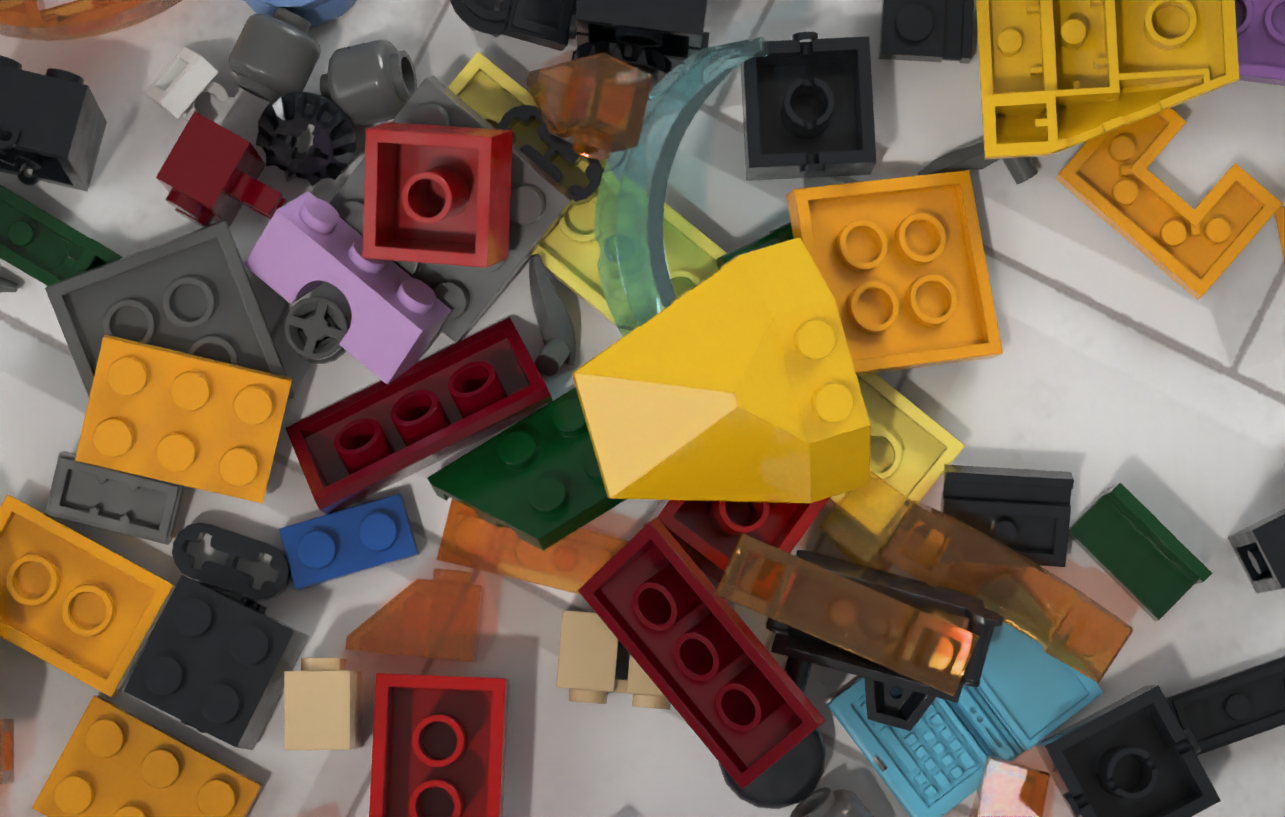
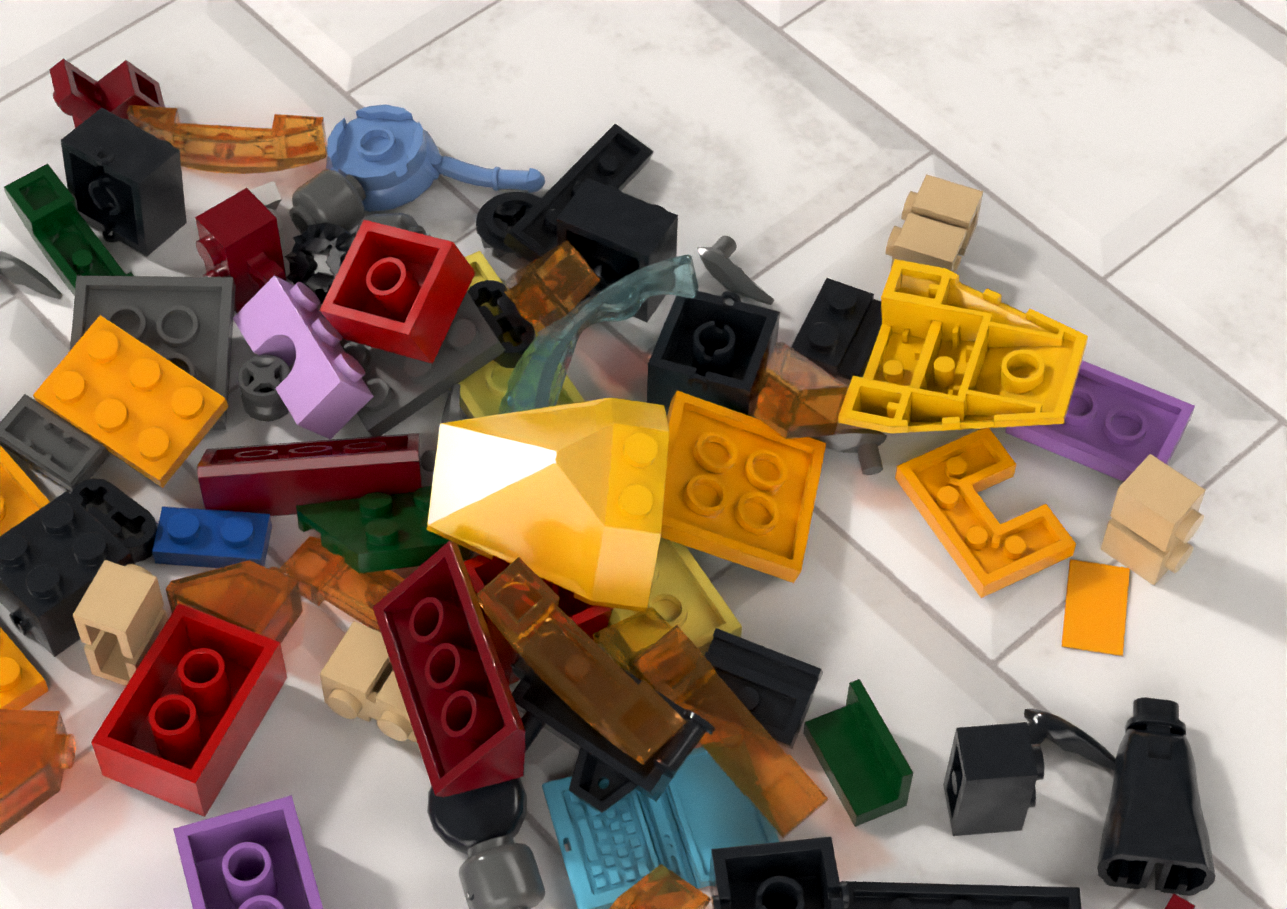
camera: 20 degrees right, 30 degrees down
(921, 133) = (798, 396): none -> clear orange slope

